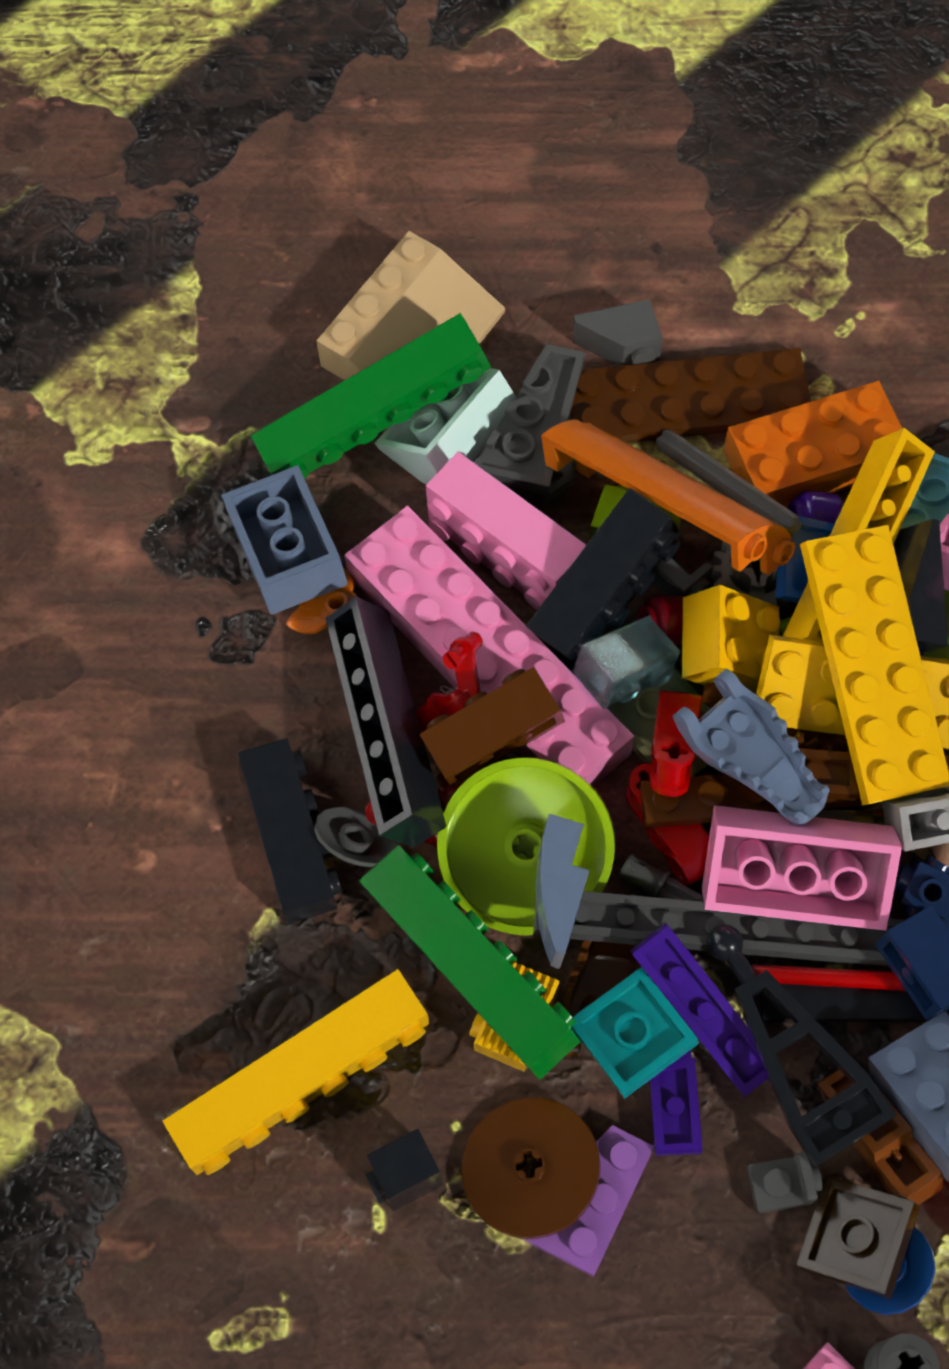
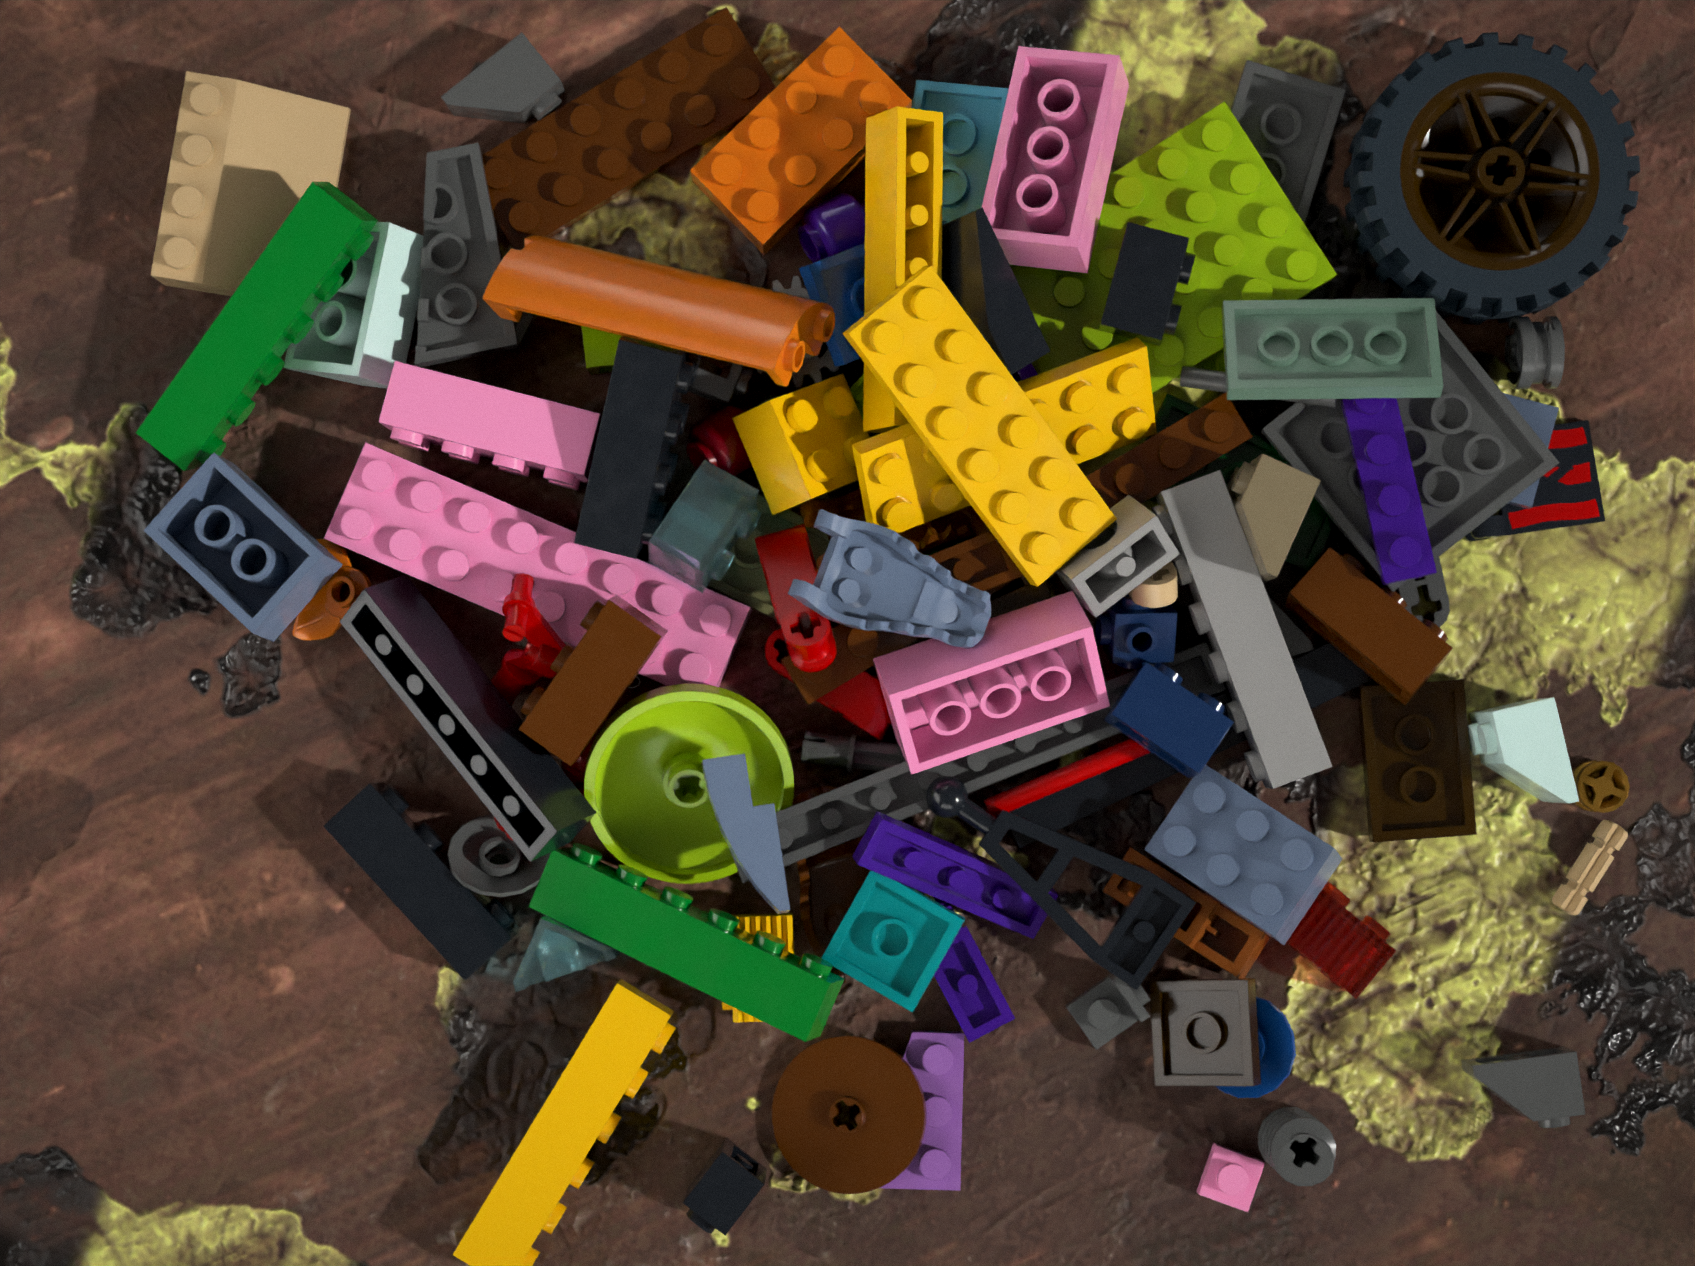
camera: 30 degrees left, 20 degrees up
(363, 929) = (557, 952): none -> clear light blue slope
(726, 481) = (721, 245): dark grey axle -> none

